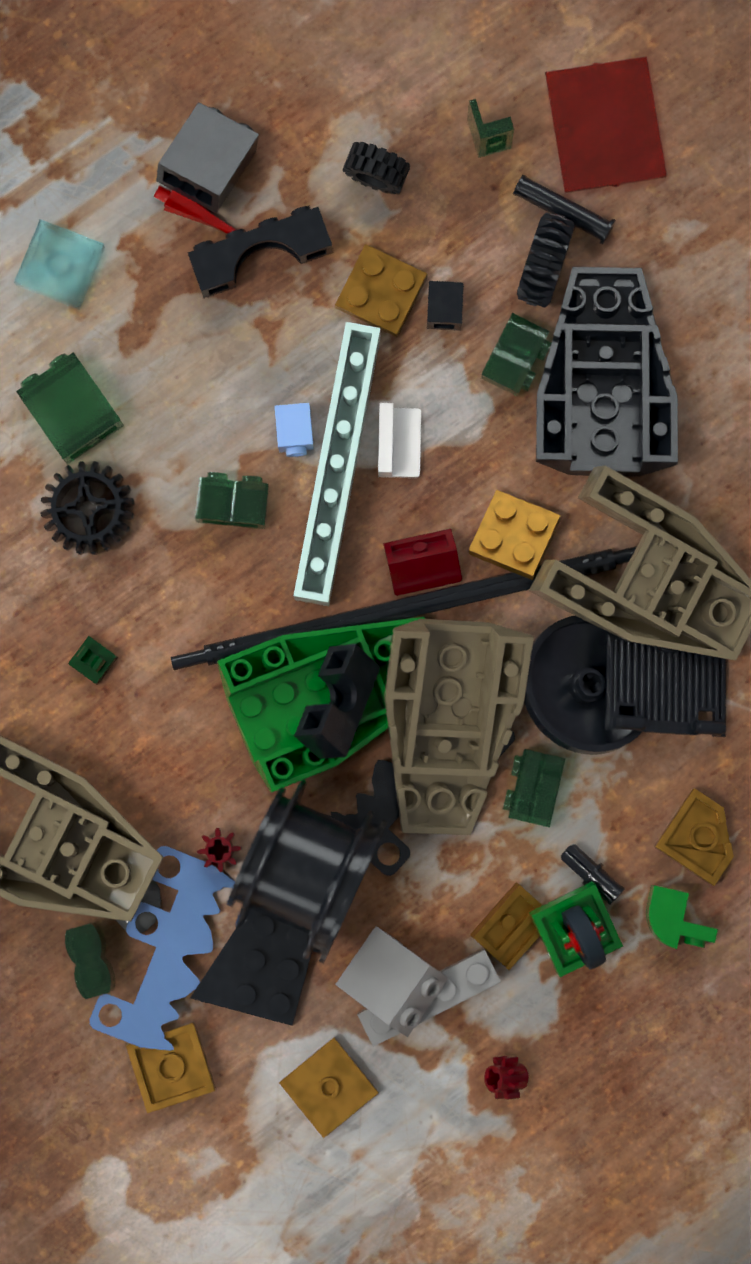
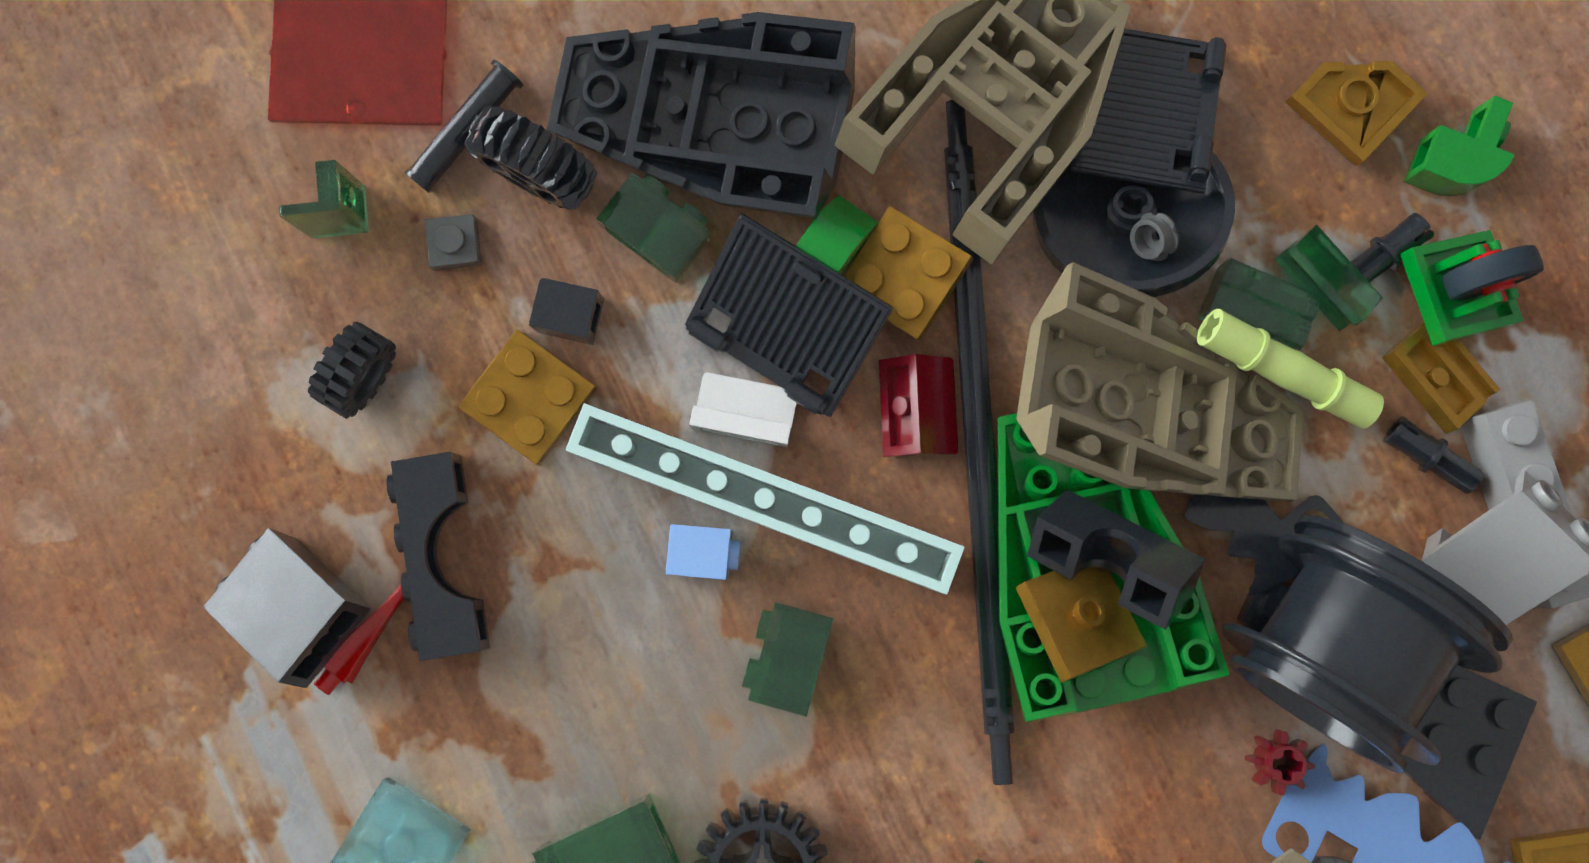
camera: 85 degrees left, 0 degrees up
(290, 686) = (1080, 620): none -> pearl gold plate
(452, 929) = (1433, 455): none -> black axle
(466, 456) = (787, 315): none -> black window
(481, 218) = (453, 242): none -> dark grey plate
(493, 812) = (1290, 369): none -> yellowish green piece
(518, 476) = (837, 234): none -> green brick
(565, 832) = (1324, 270): none -> clear green panel
(568, 699) = (1144, 237): none -> dark grey plate

